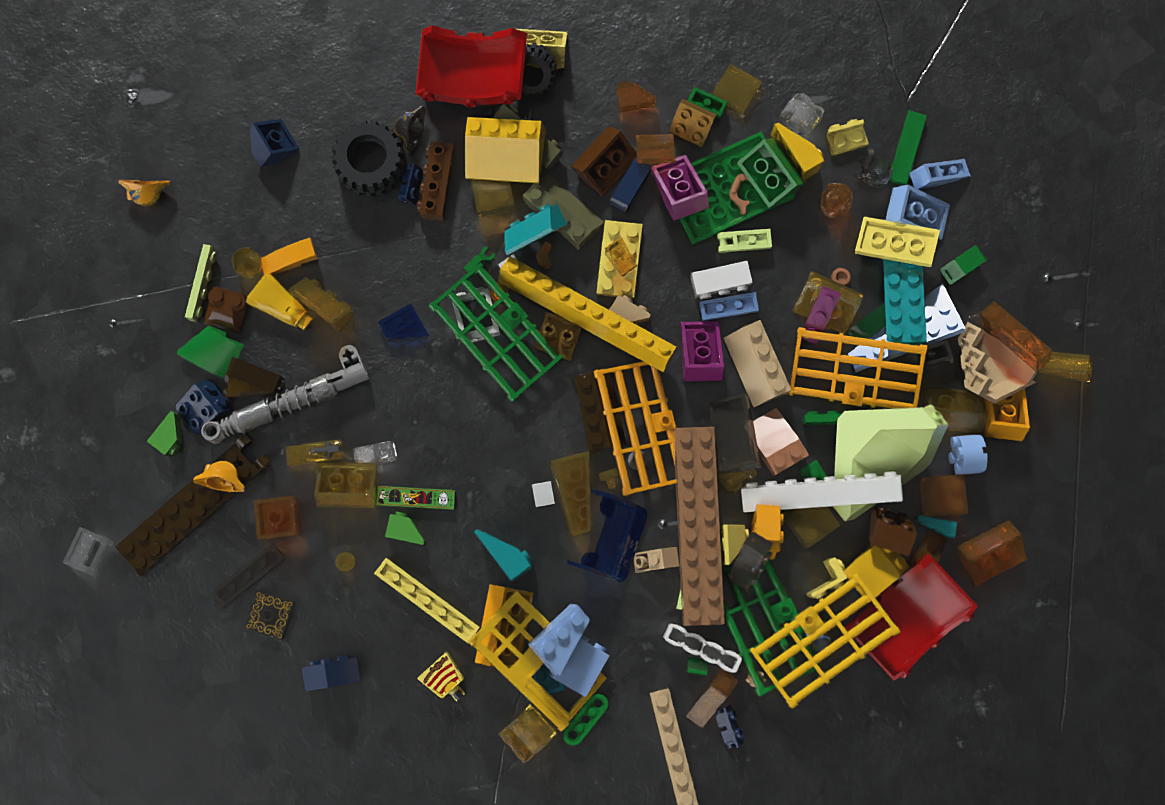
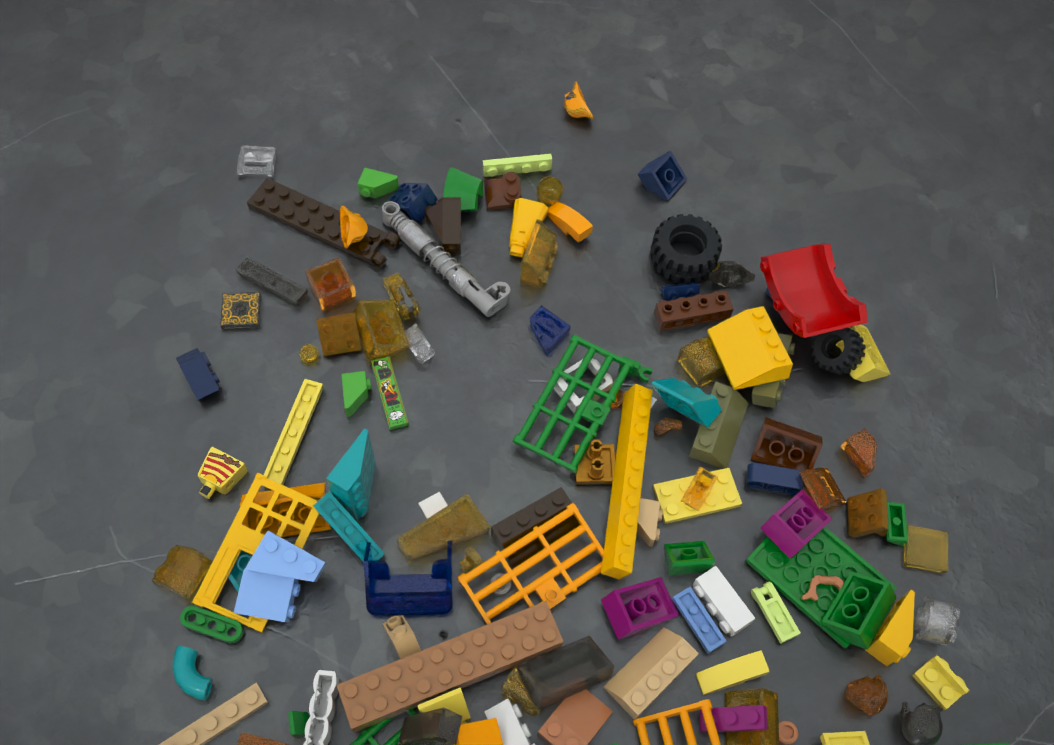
camera: 65 degrees right, 20 degrees down
(338, 526) = (338, 334): none -> pearl gold plate
(545, 576) = (346, 526): none -> teal plate
(625, 749) = (187, 676): none -> teal cylinder
(672, 291) = (688, 558): none -> green slope
(781, 299) = (732, 672): none -> light yellow slope

